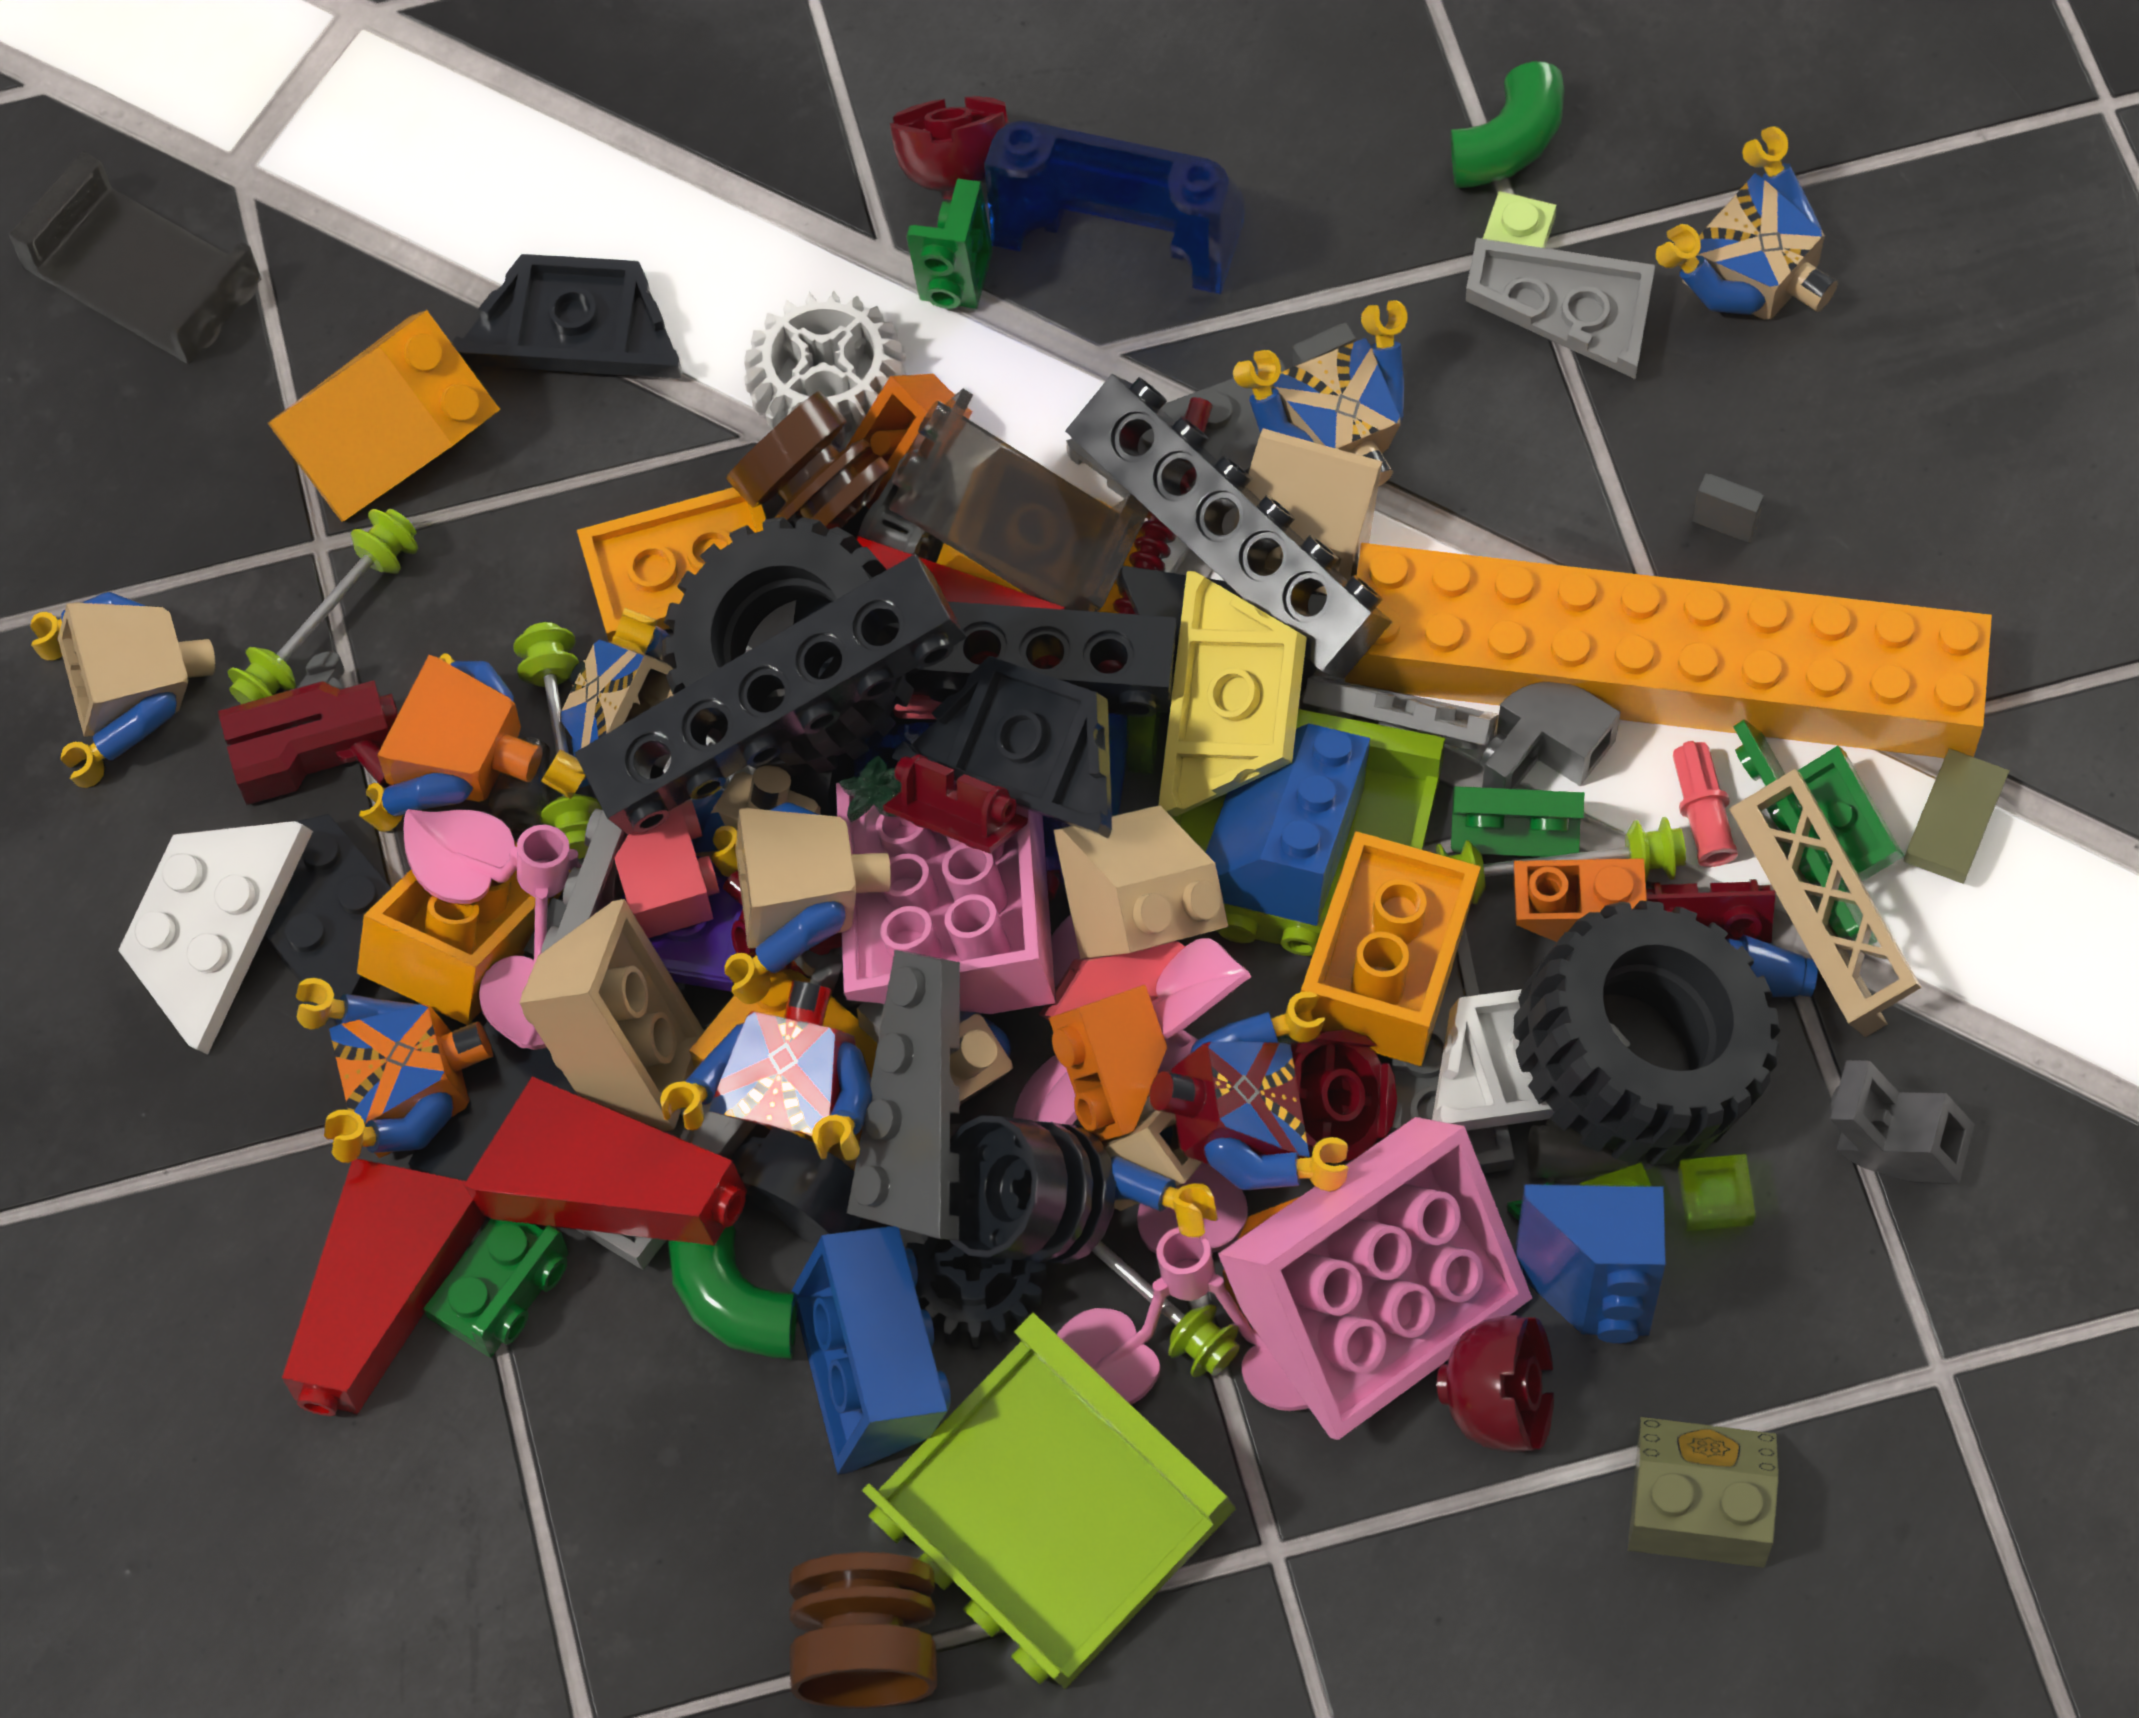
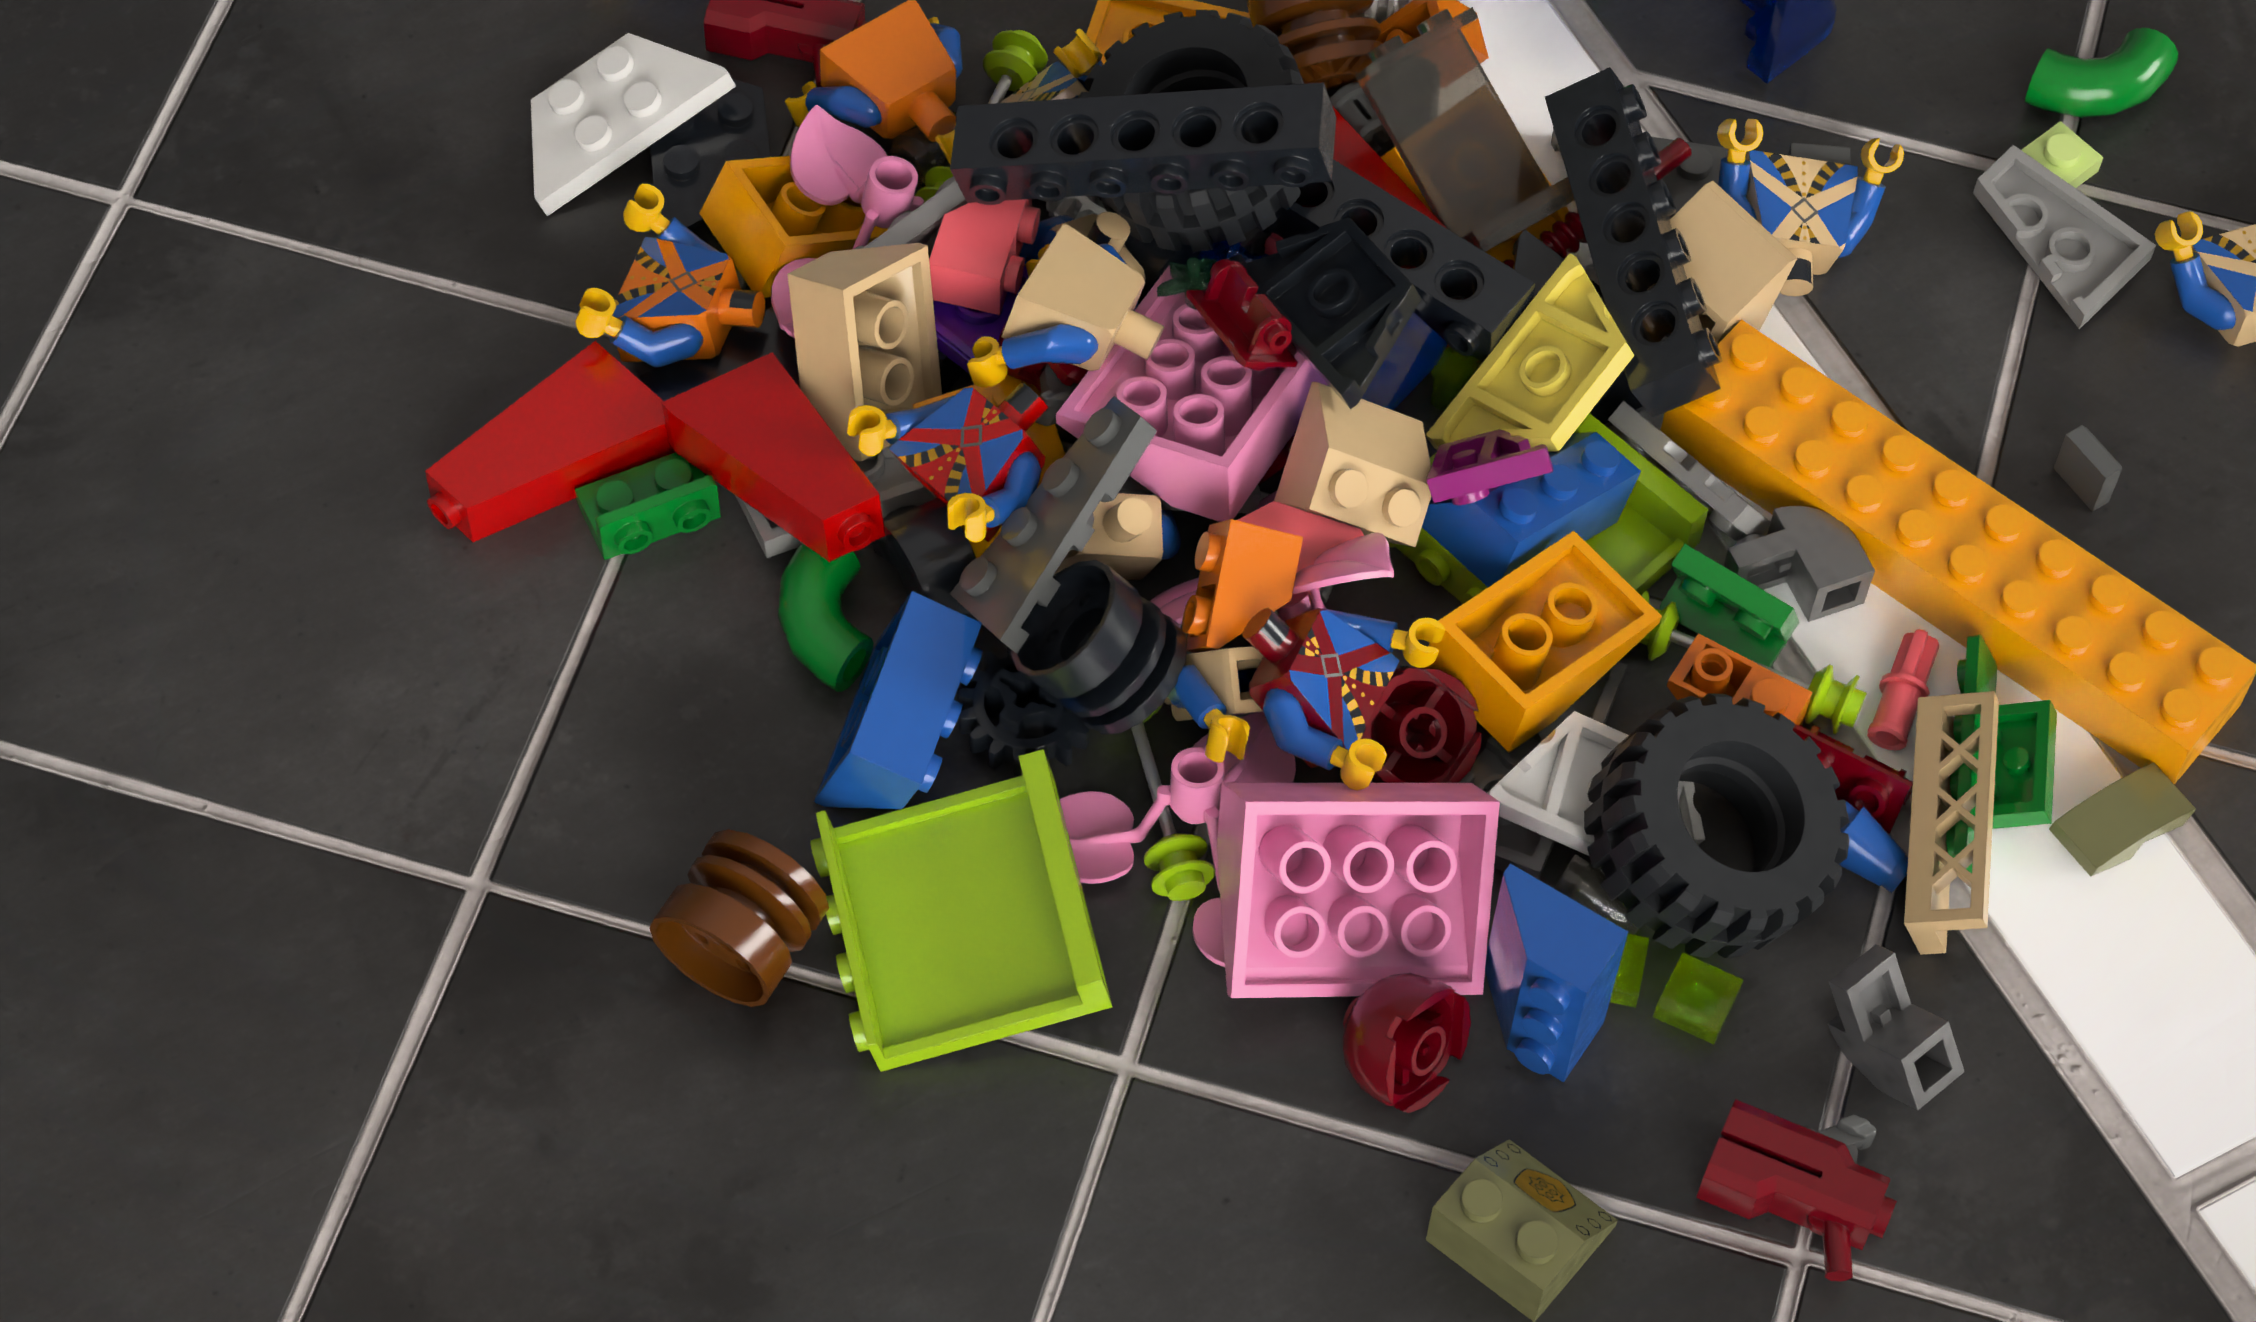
camera: 25 degrees right, 5 degrees down
(1245, 816) = (1473, 465): none -> magenta wing
(1904, 1304) = (1801, 1177): none -> dark red piece

